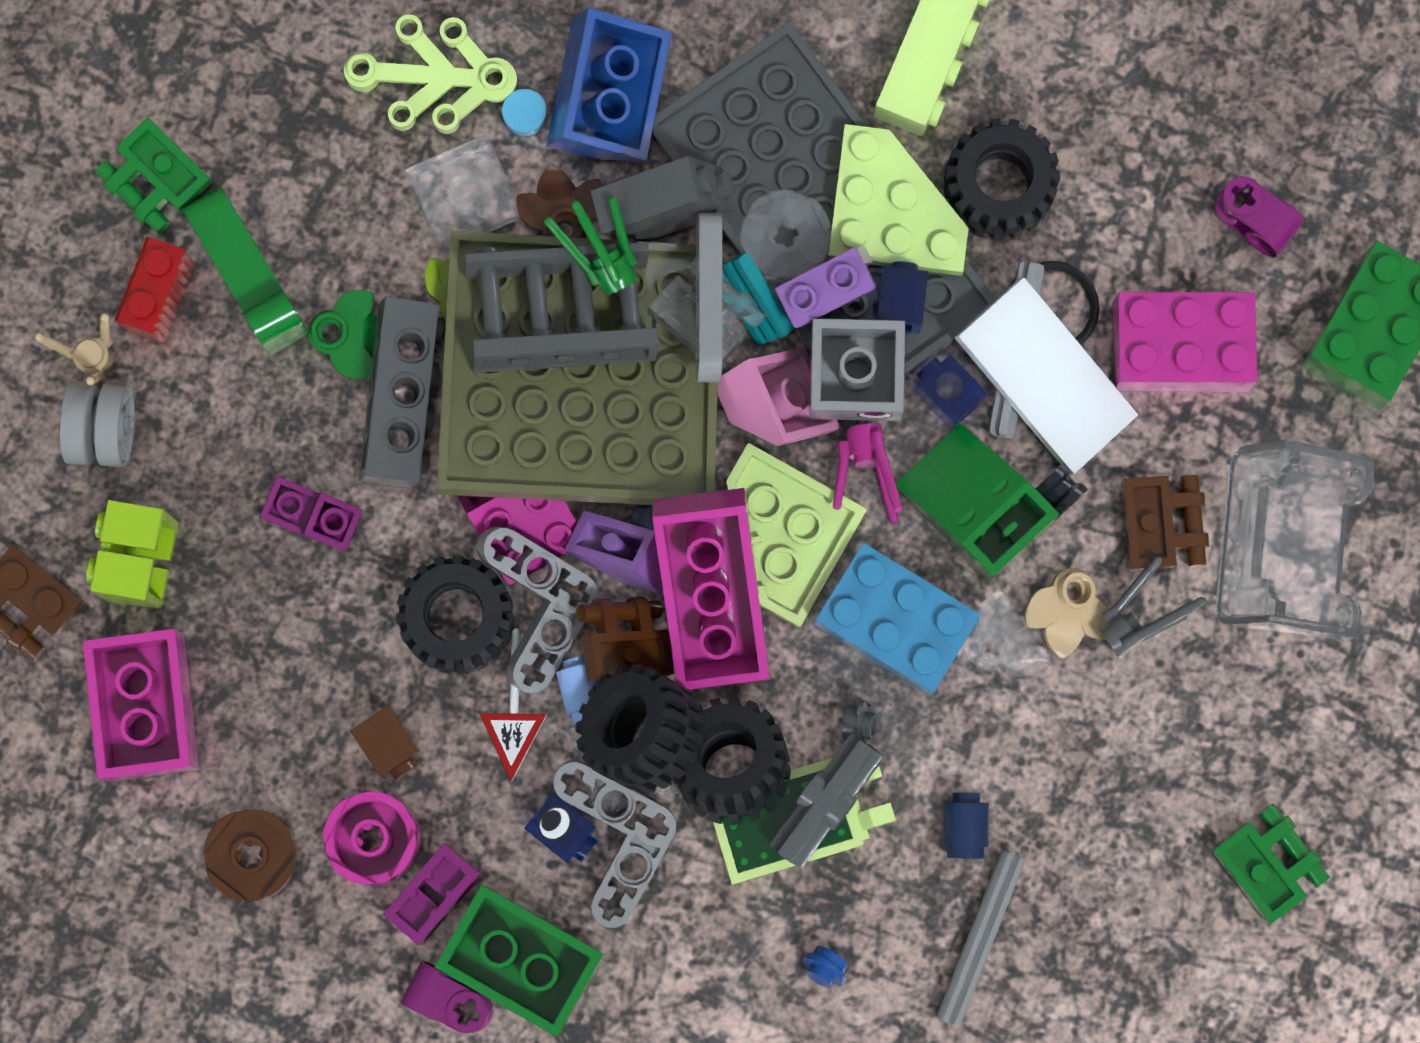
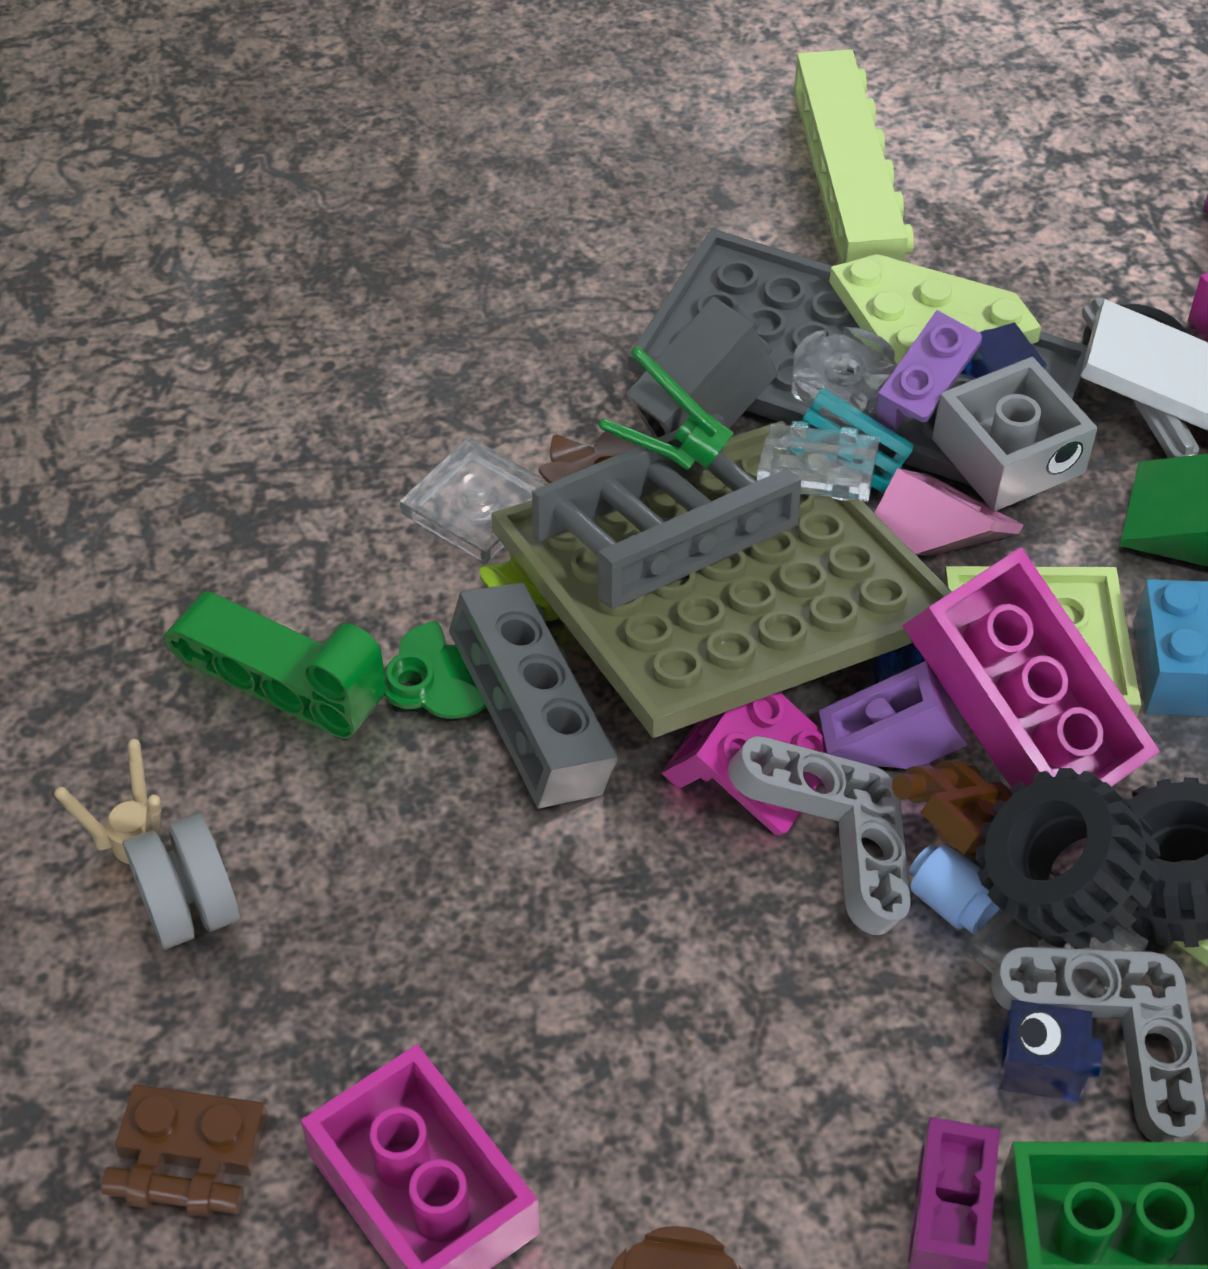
camera: 30 degrees left, 30 degrees down
(135, 532) = (308, 999): lime piece -> none
(154, 290) = (176, 725): red brick -> none
(163, 166) = (115, 611): green plate -> none
(310, 514) = (514, 871): magenta slope -> none
(348, 849) = (822, 1217): dark pink brick -> none
(387, 744) = (765, 1065): reddish brown brick -> none
(433, 582) = (761, 836): black tyre -> none
(437, 76) = (438, 397): yellowish green plant -> none
(512, 732) = (901, 985): piece -> none
(524, 112) = (495, 408): medium azure tile -> none
(608, 87) = (568, 340): blue slope -> none
(709, 297) = (820, 427): light grey beam -> none
(867, 450) = (1068, 516): dark pink plant -> none
(955, 410) = (1118, 436): clear blue brick -> none
(1007, 144) = (1014, 246): black tyre -> none

